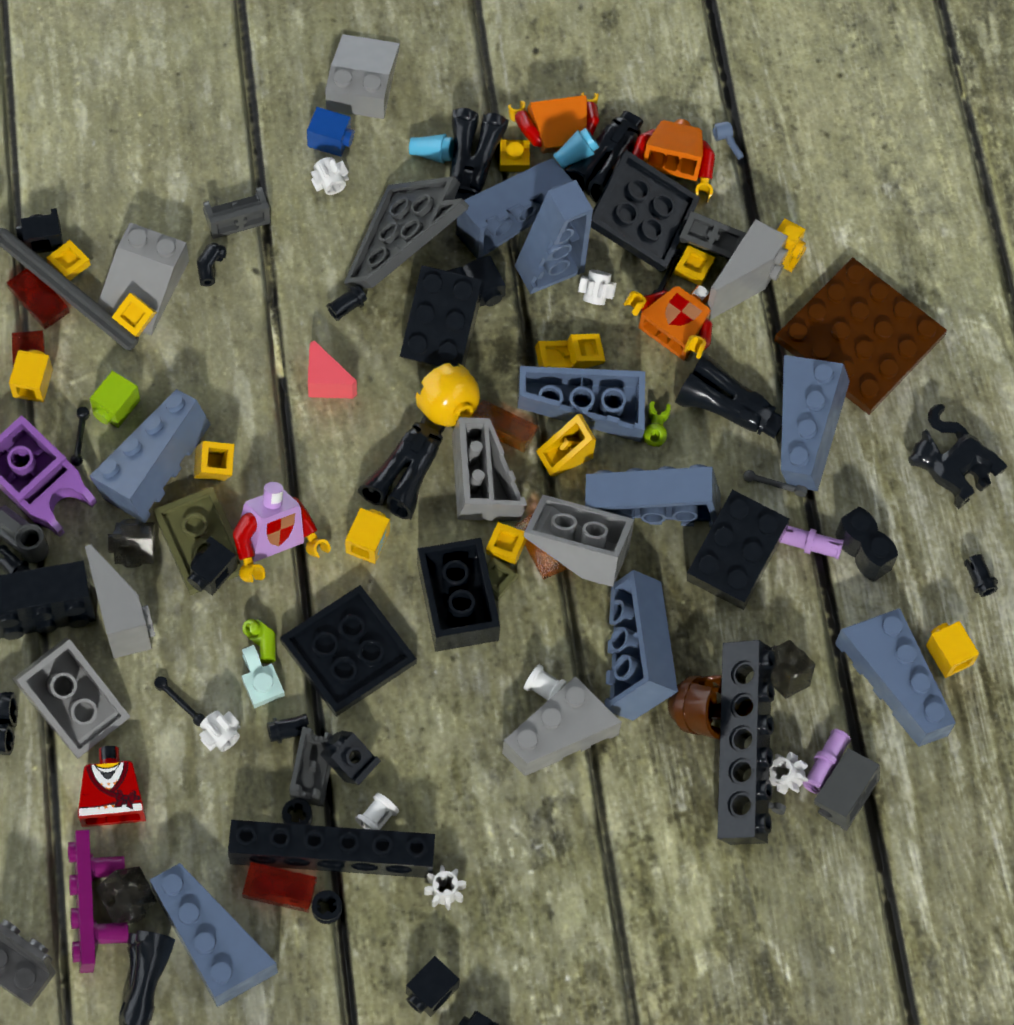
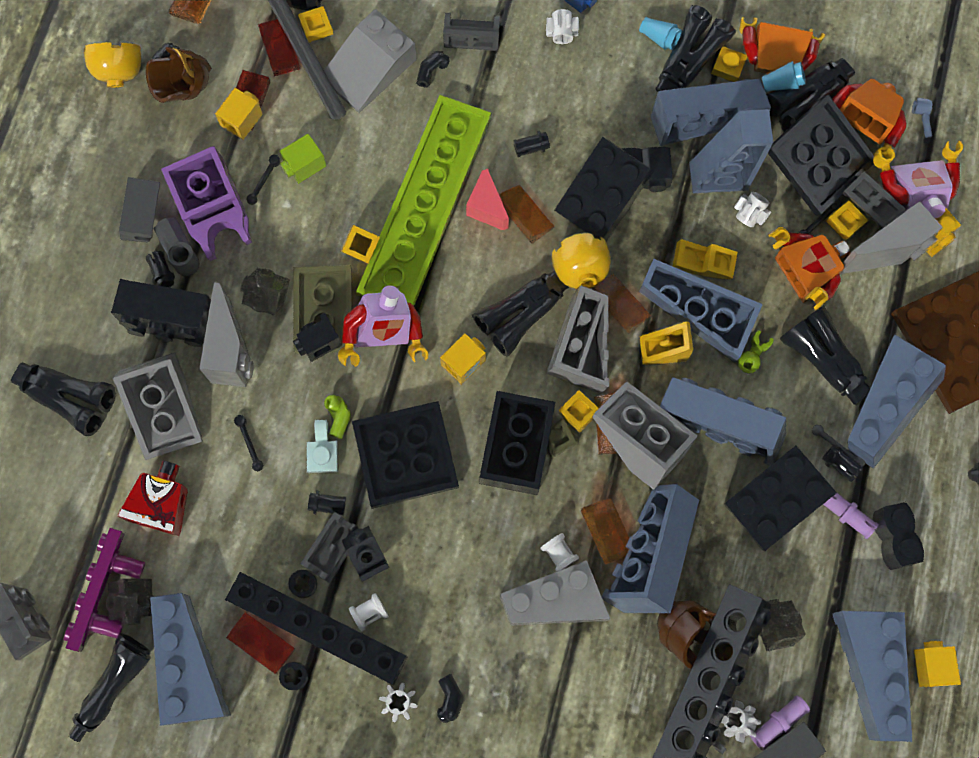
camera: 25 degrees right, 10 degrees up
(134, 314) = (348, 90): yellow plate -> none
(151, 455) = (311, 219): sand blue wedge -> none
(219, 731) = (267, 484): white gear -> none
(261, 391) = (426, 199): none -> lime plate
(371, 373) = (525, 213): none -> clear orange slope
(402, 225) = (607, 92): dark grey wing -> none
(498, 867) = (453, 701): none -> black arm
(583, 645) = (606, 530): none -> clear orange slope
(758, 199) = (926, 182): none -> torso
(785, 497) = (842, 463): none -> black pin

